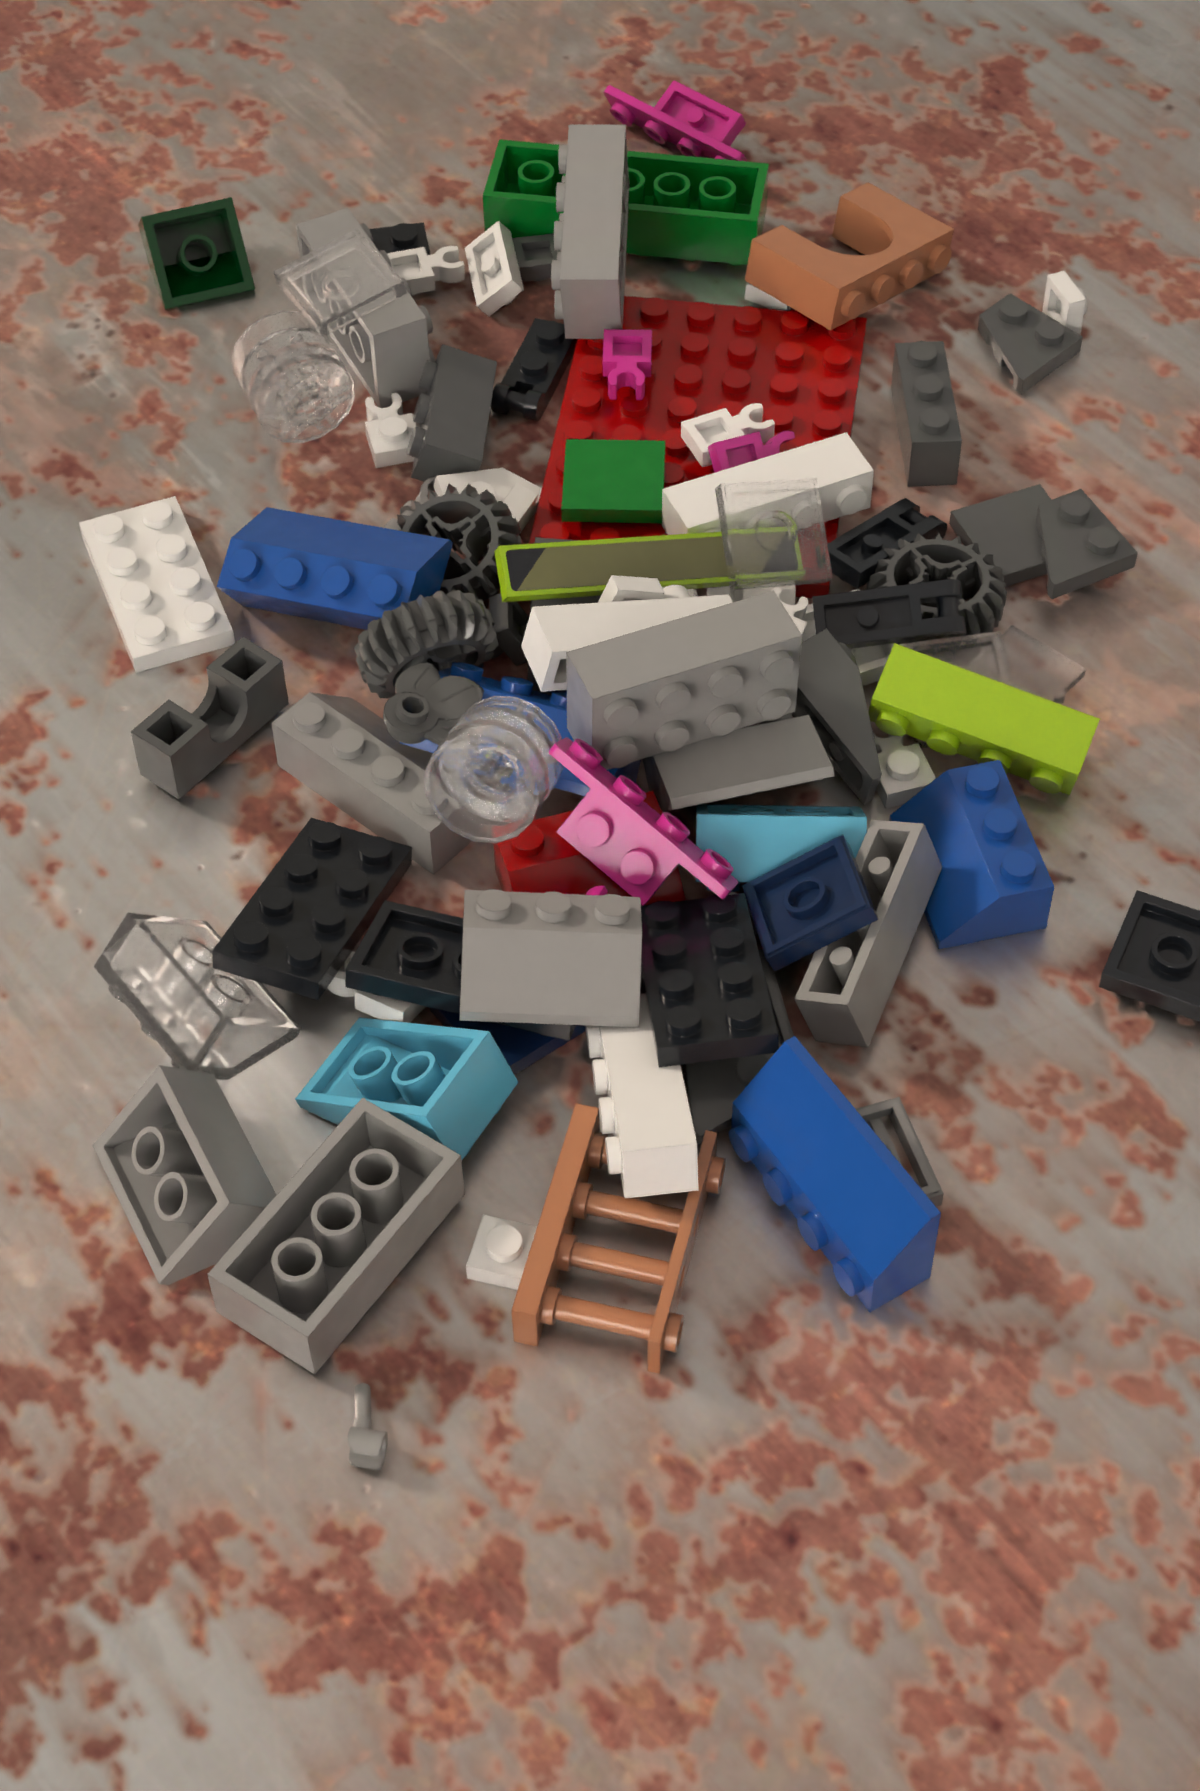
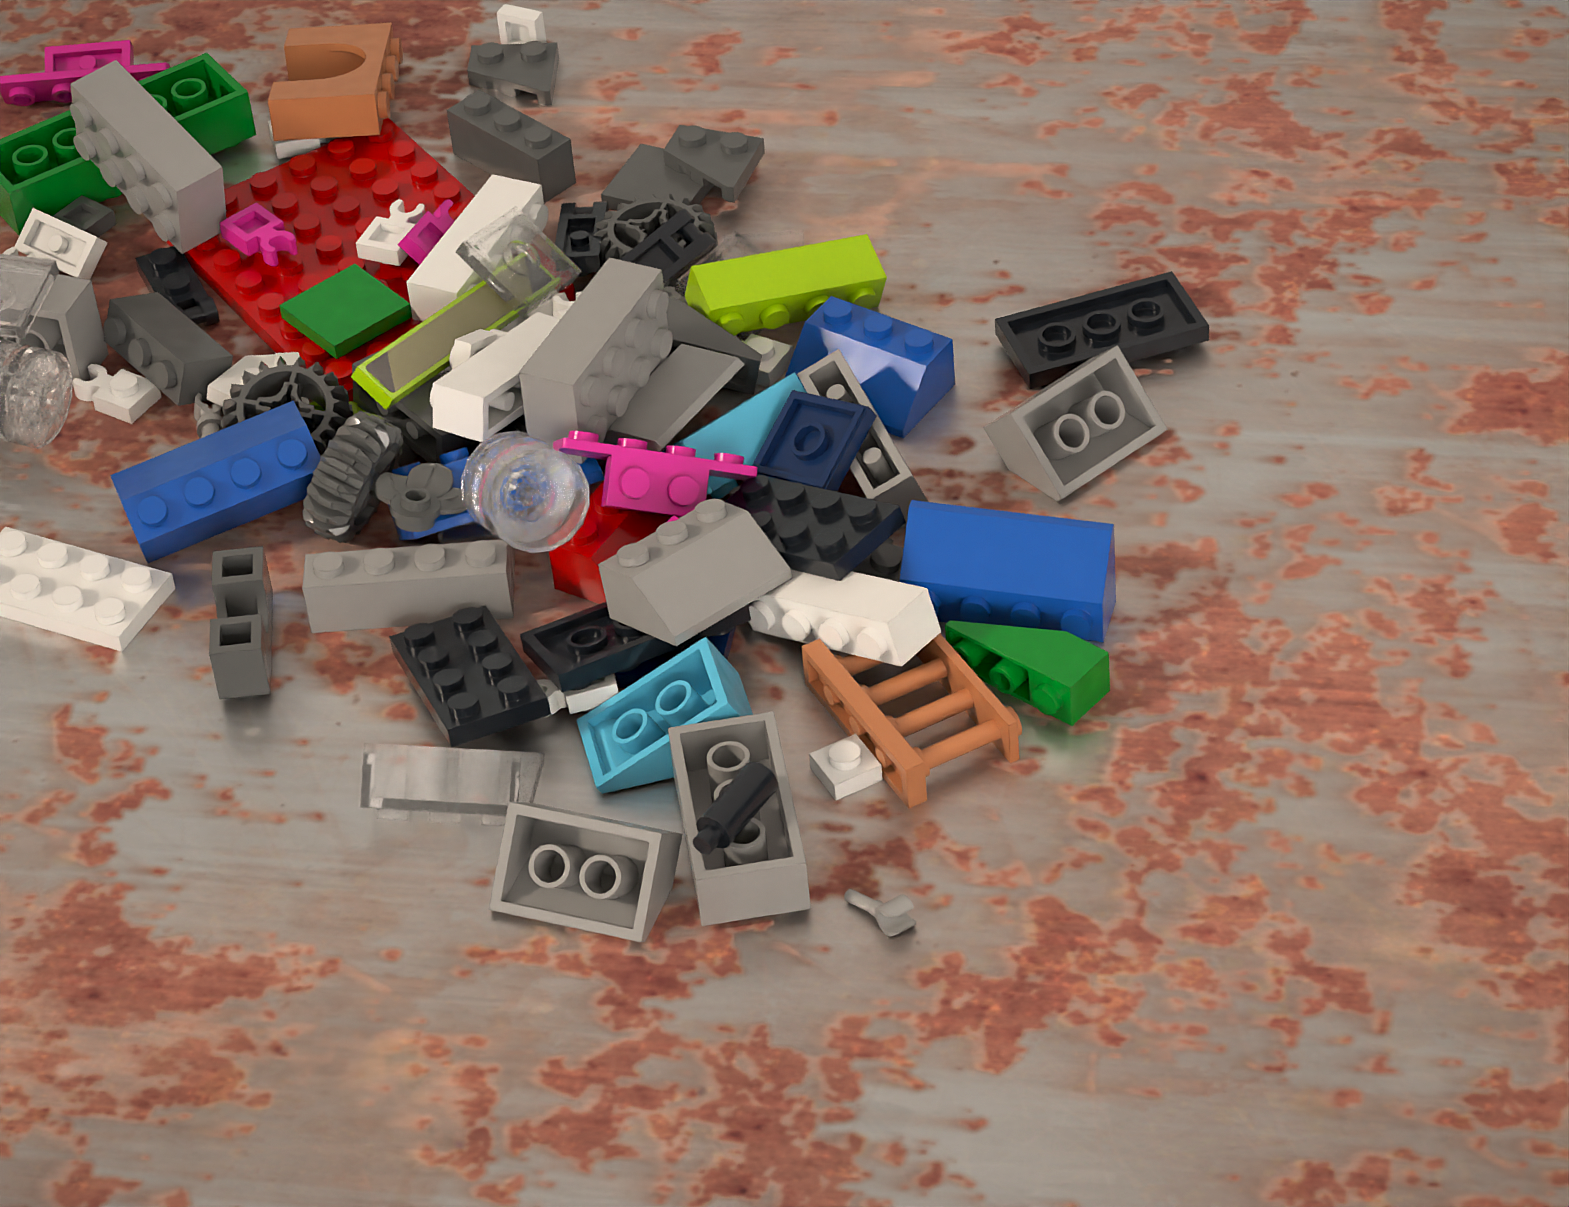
camera: 40 degrees left, 10 degrees down
(299, 1232) = (734, 807): none -> black cylinder
(768, 1297) = (1038, 666): none -> green slope
(1087, 1064) = (1077, 426): none -> light grey slope

